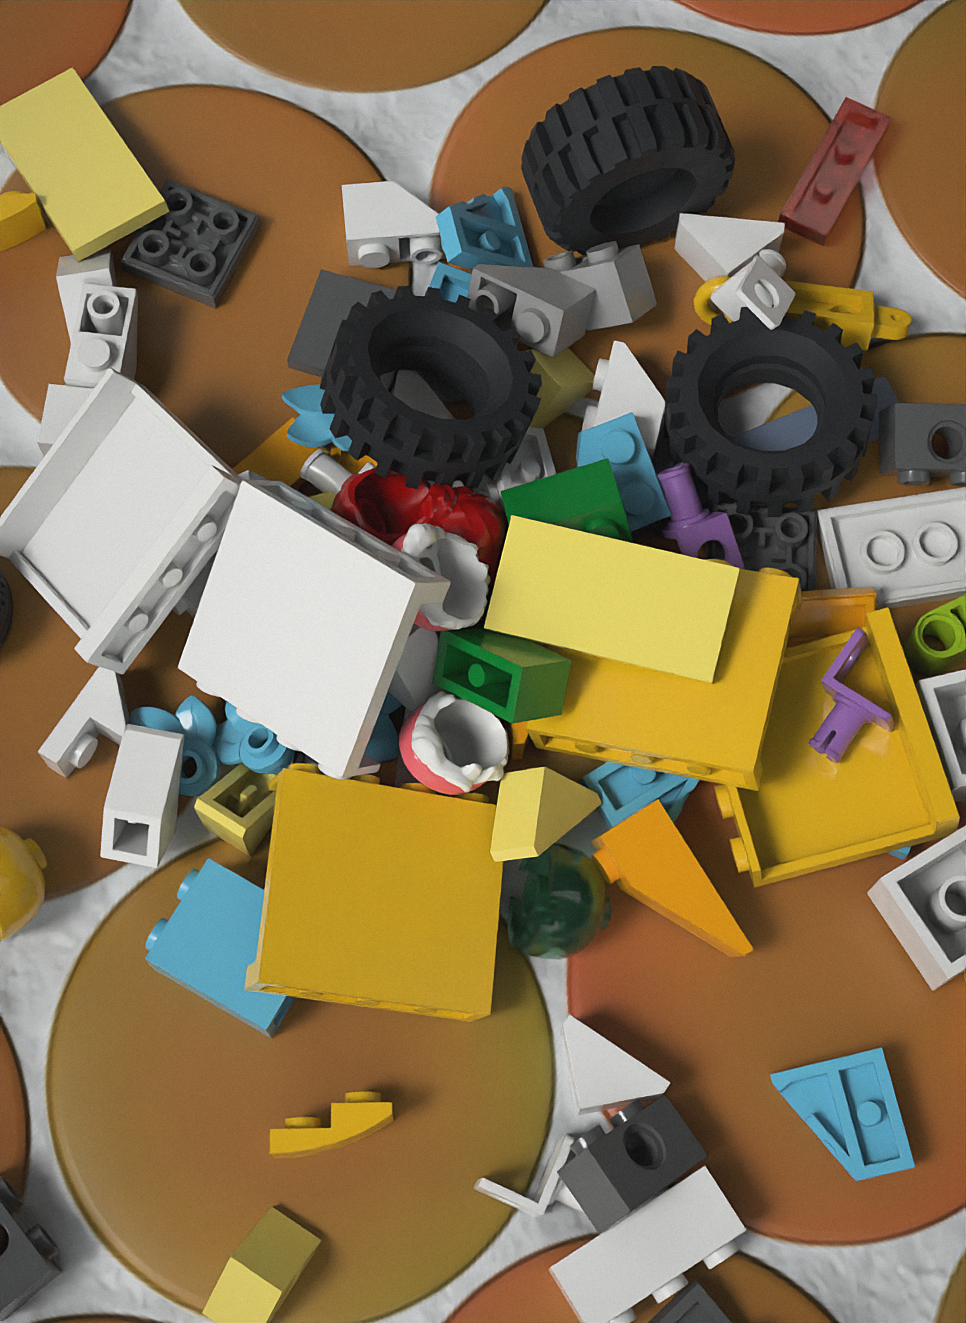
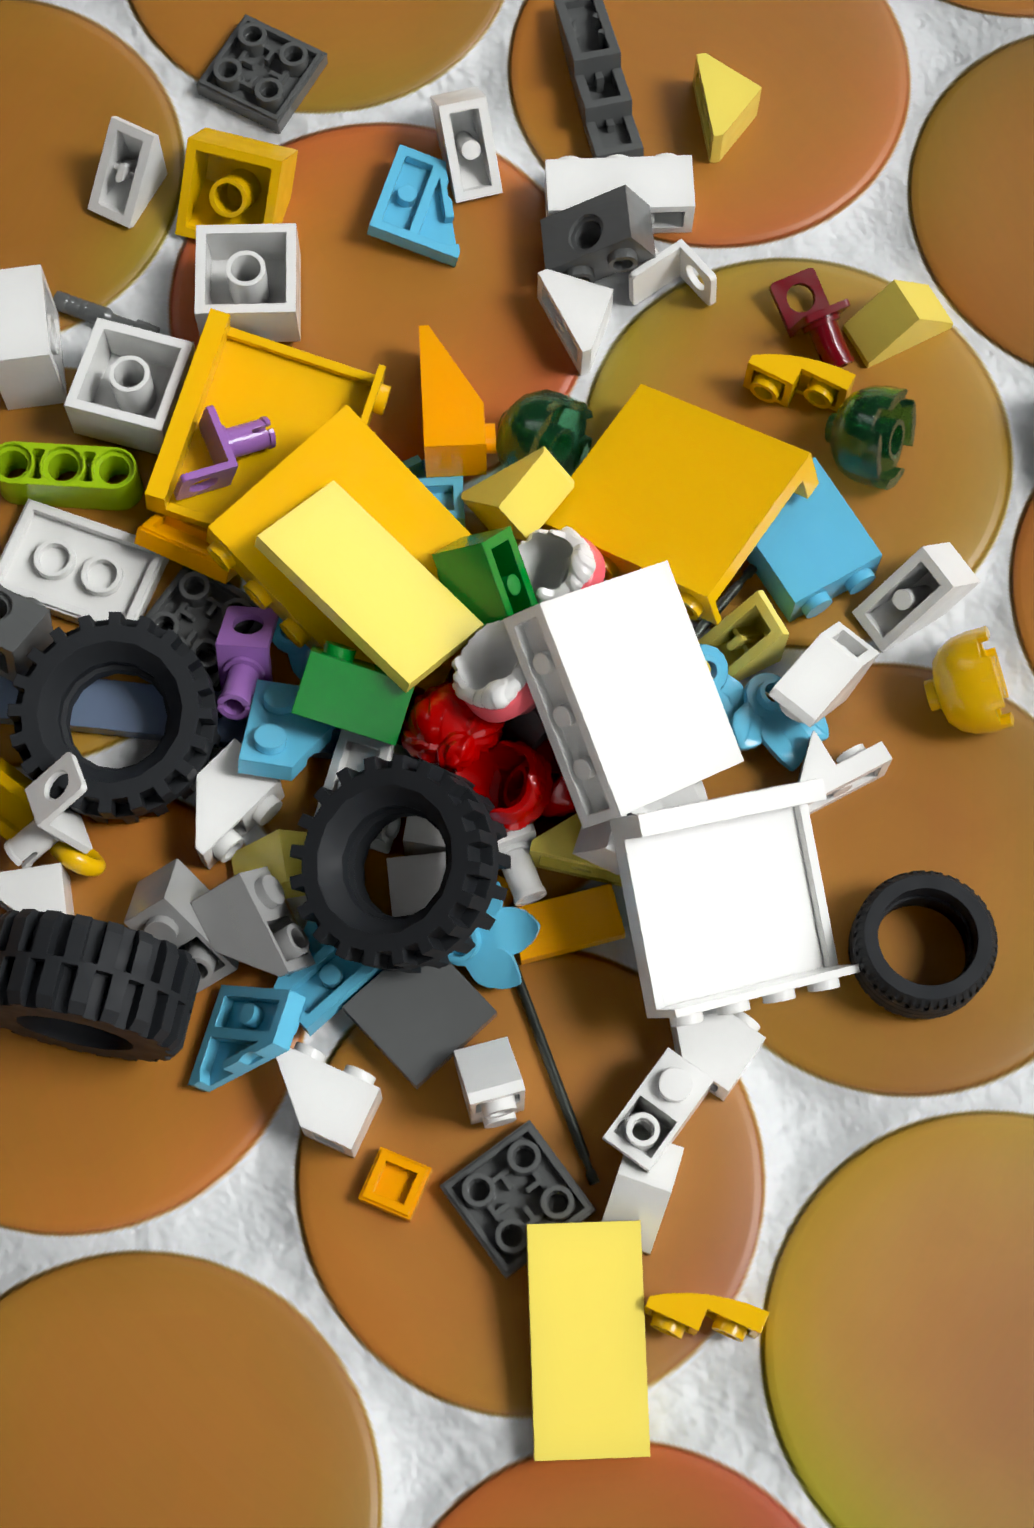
camera: 150 degrees left, 0 degrees up
(92, 953) = (916, 595): none -> white slope
(215, 352) = (556, 1081): none -> pearl dark grey piece
(222, 1097) = (870, 434): none -> clear green cylinder
(258, 293) = (490, 1082): none -> white slope
(297, 204) = (395, 1184): none -> light orange tile
(350, 1217) = (818, 322): none -> dark red bracket
(851, 1221) = (467, 143): none -> white slope

